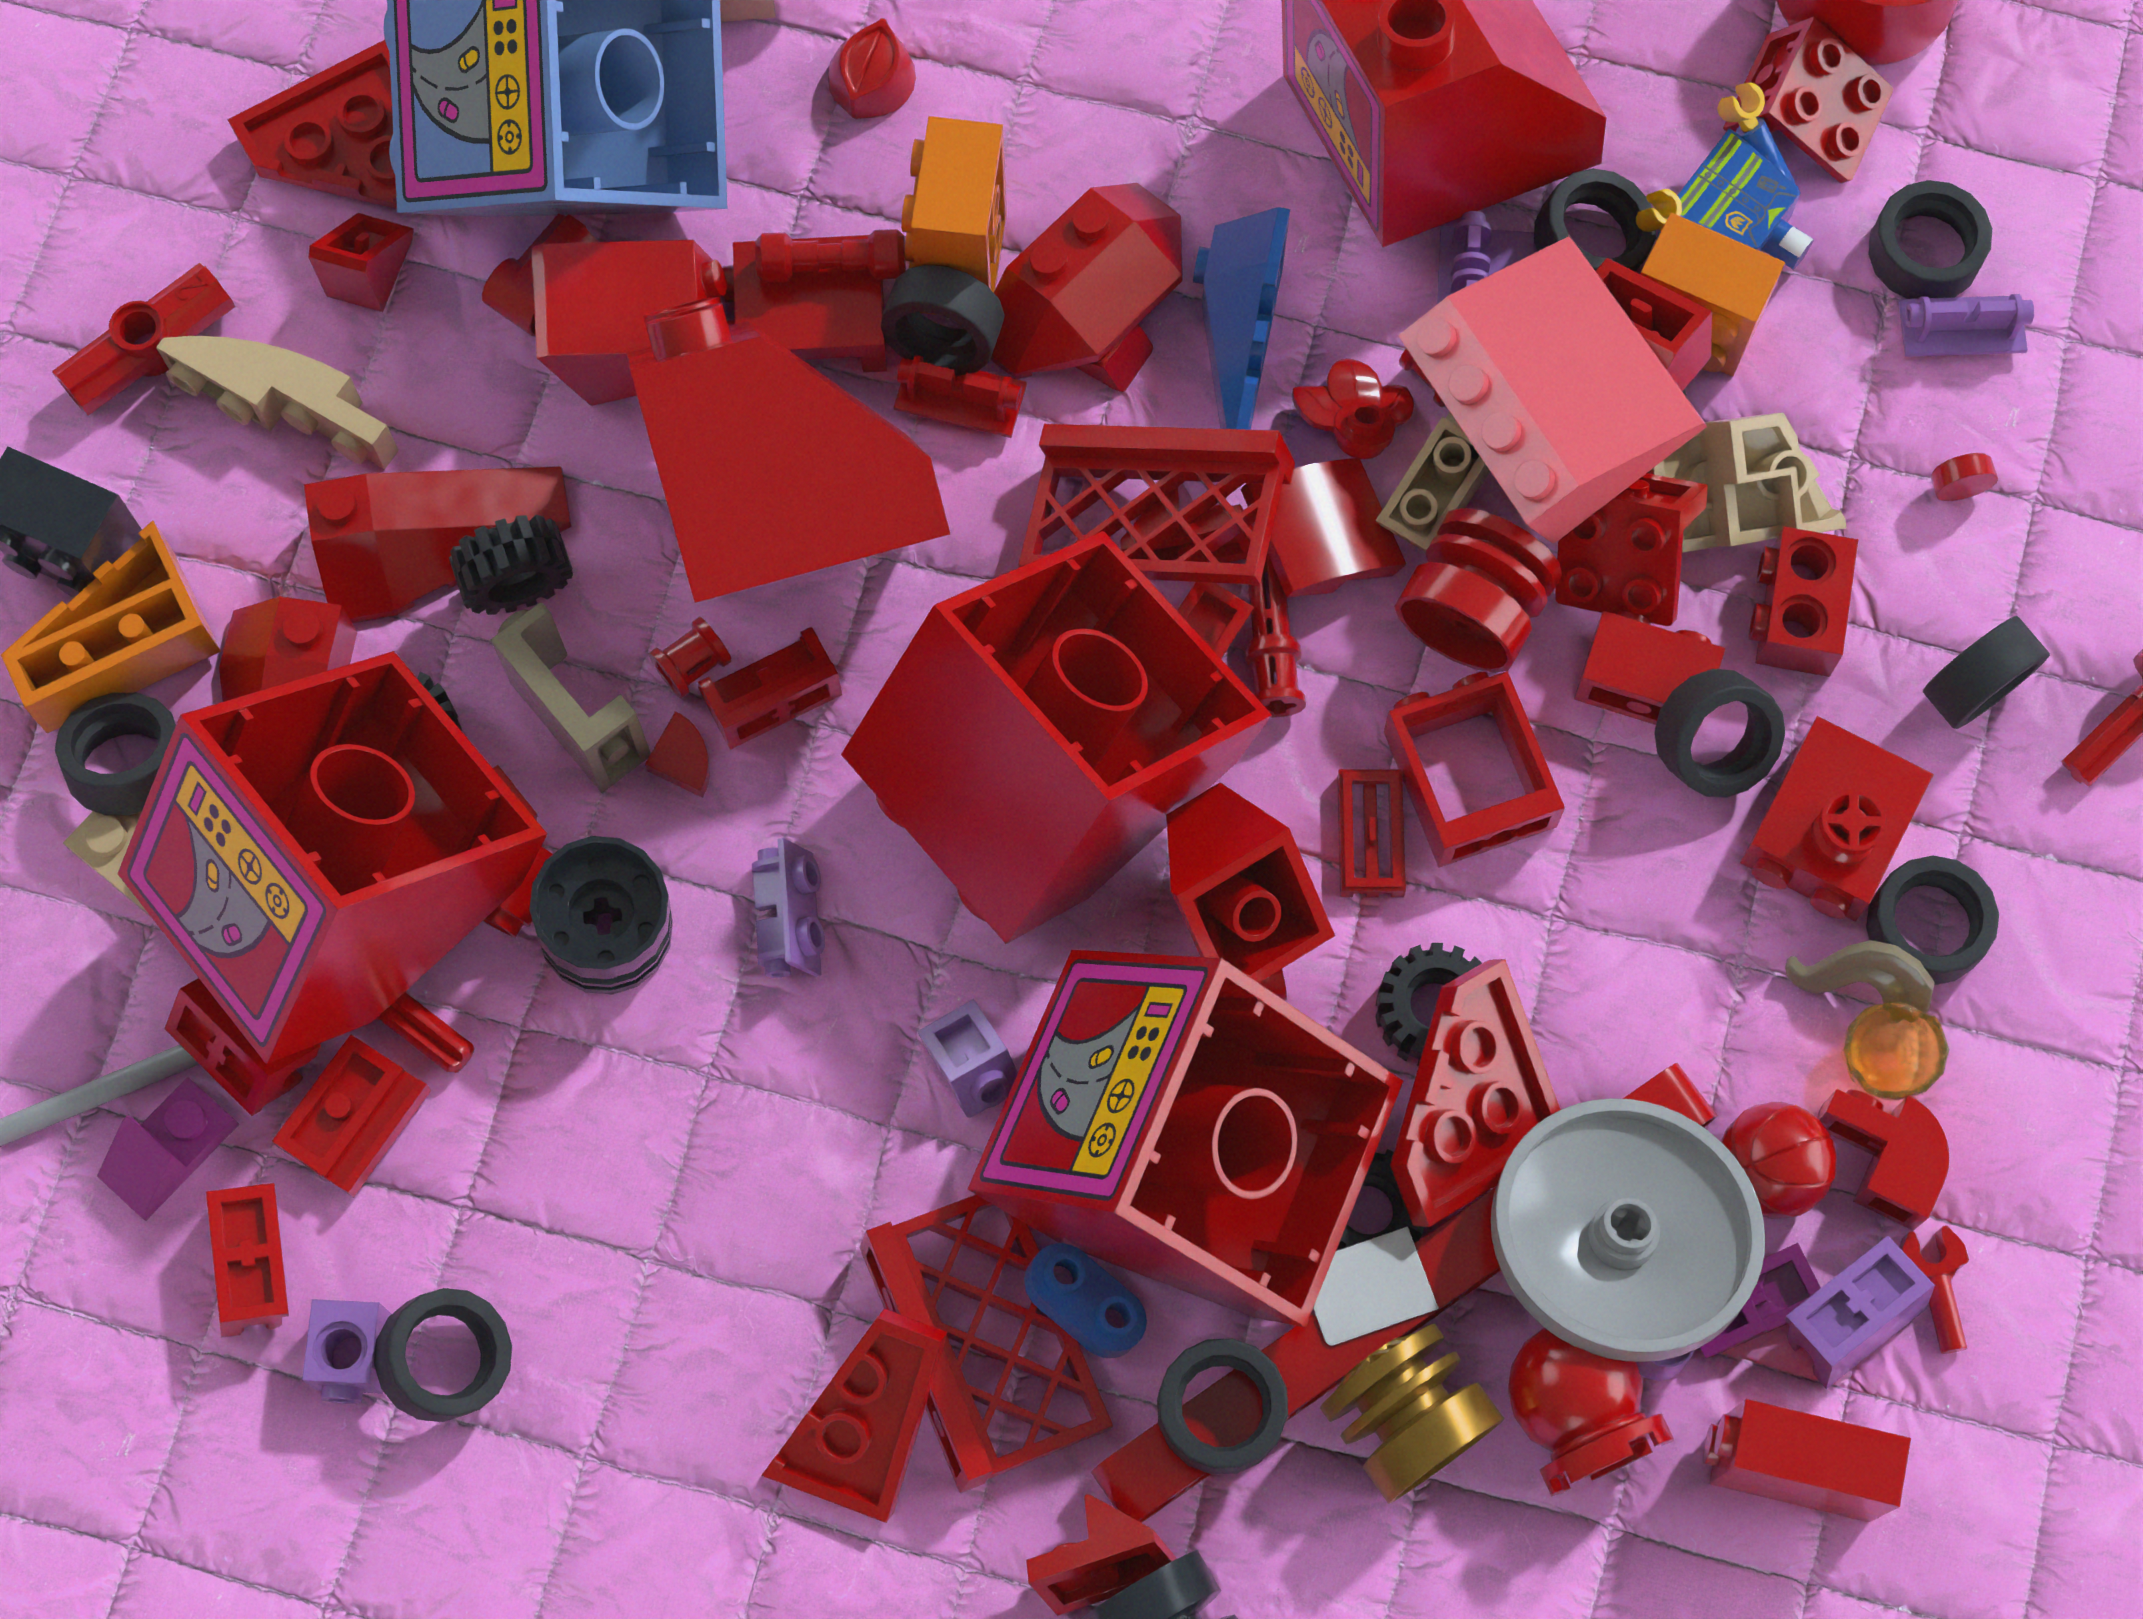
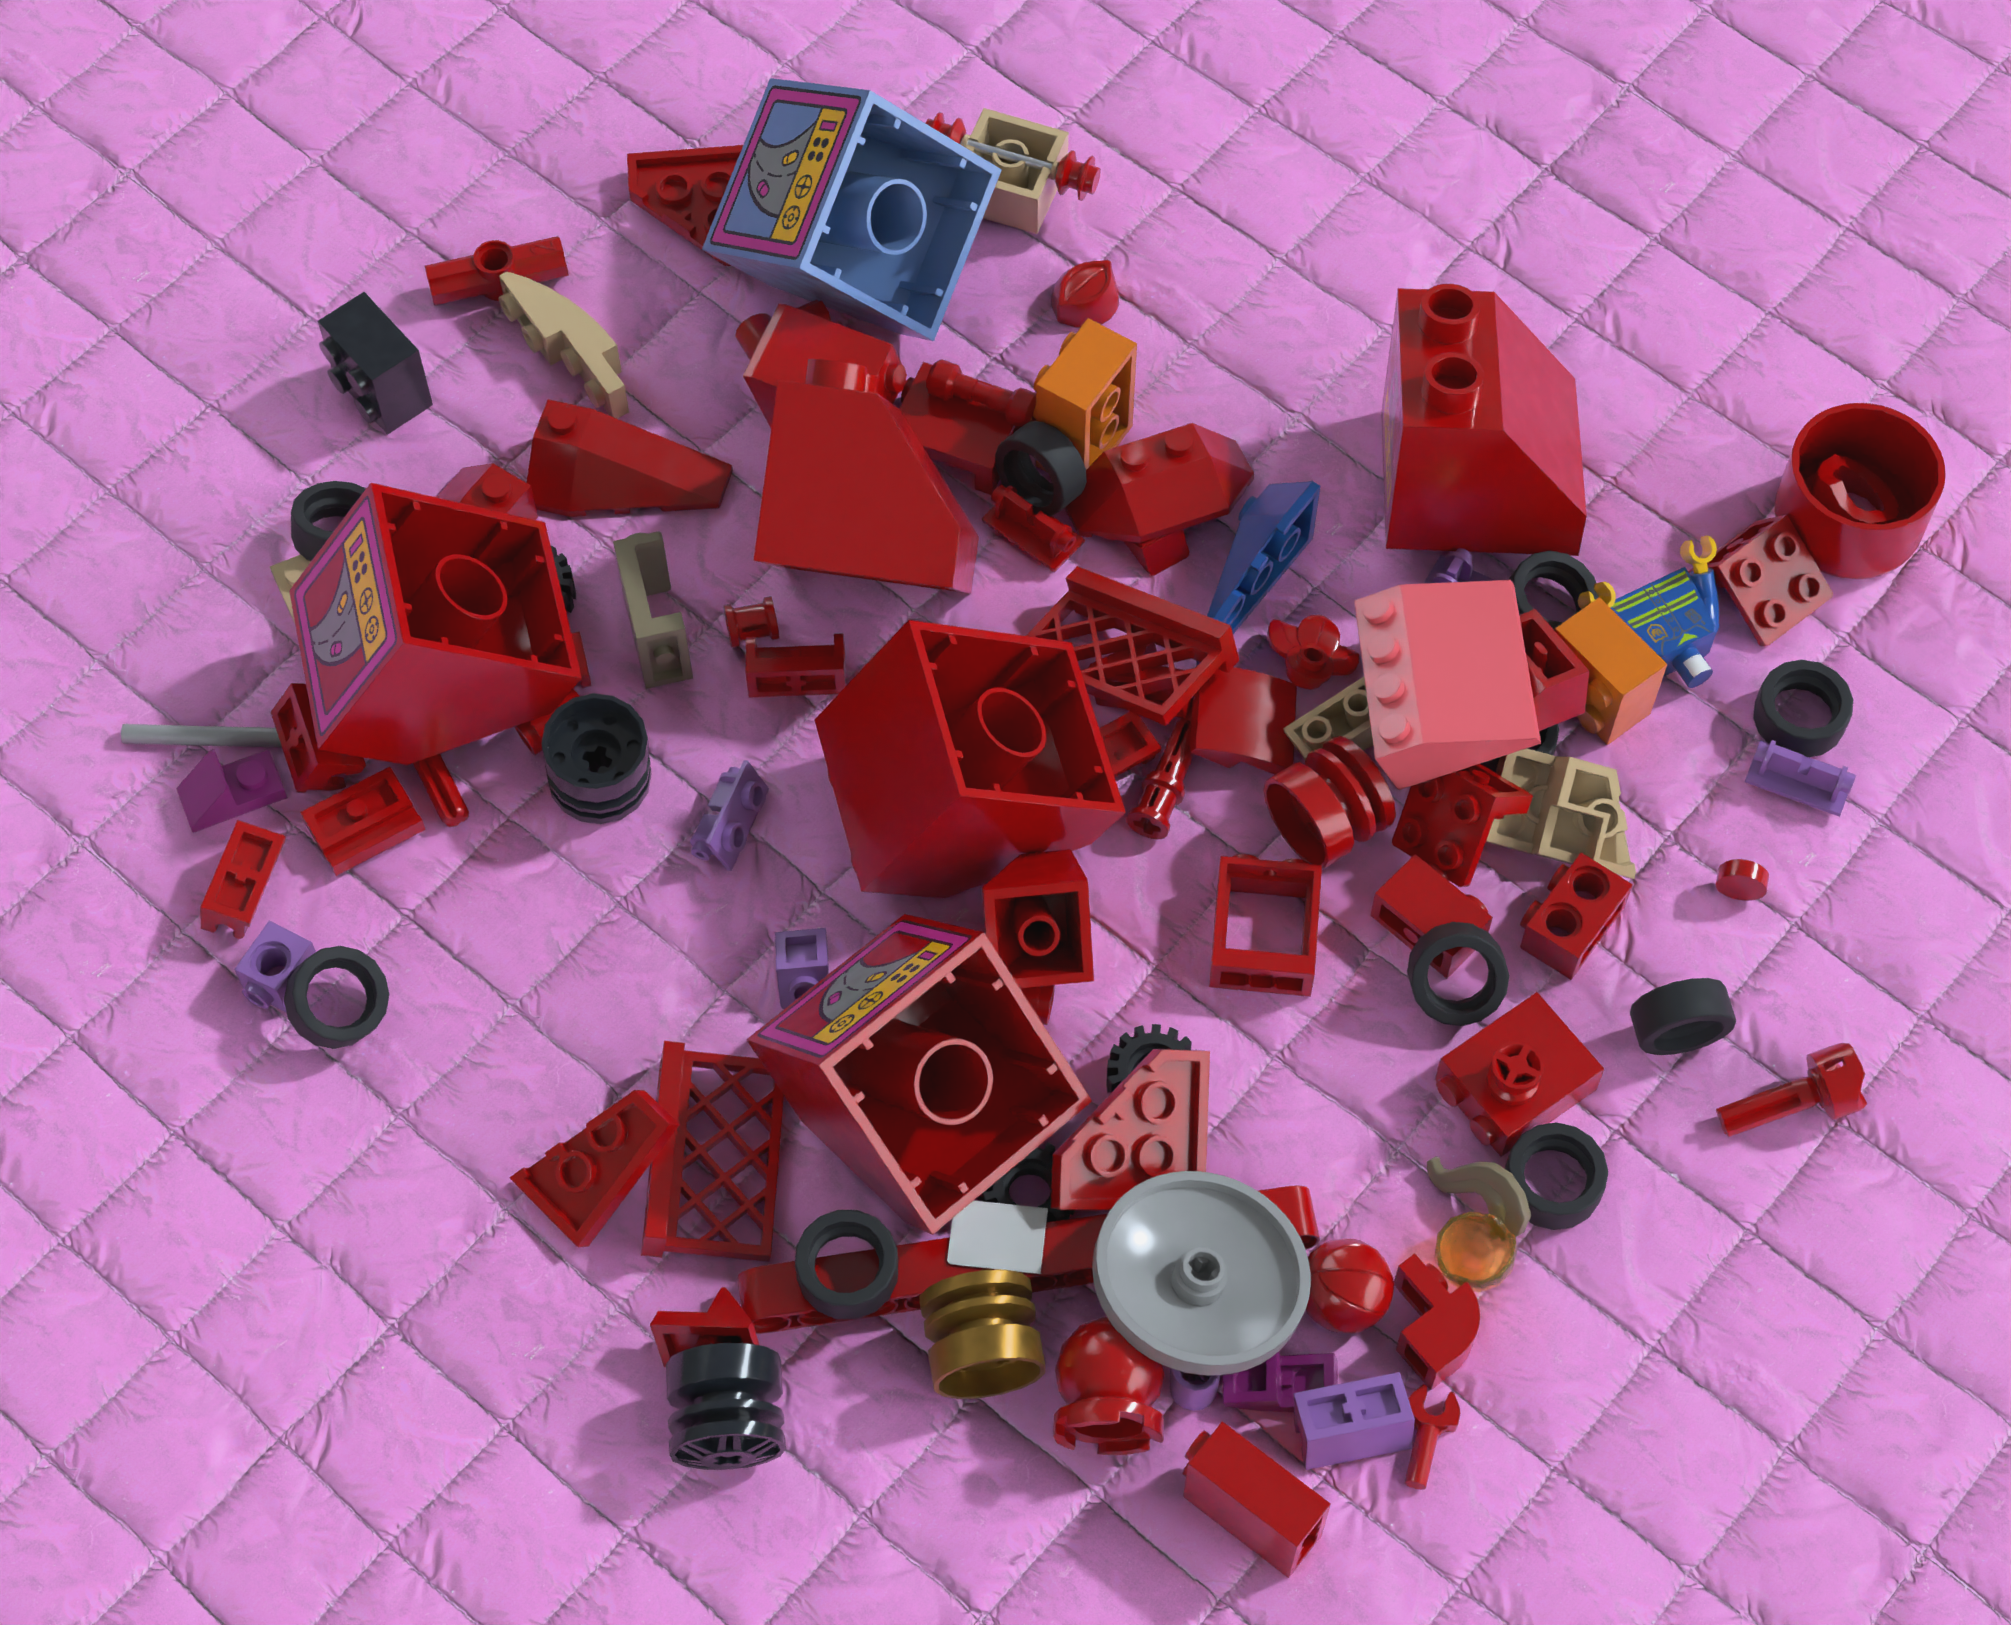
camera: 25 degrees right, 10 degrees down
(113, 636) = (381, 444): orange wedge -> none
(361, 260) = (667, 278): red slope -> none
(510, 564) = (660, 505): black tyre -> none
(681, 756) = (711, 685): red tile -> none
(1082, 1305) = (793, 1160): blue plate -> none
(1371, 884) = (1155, 975): red tile -> none

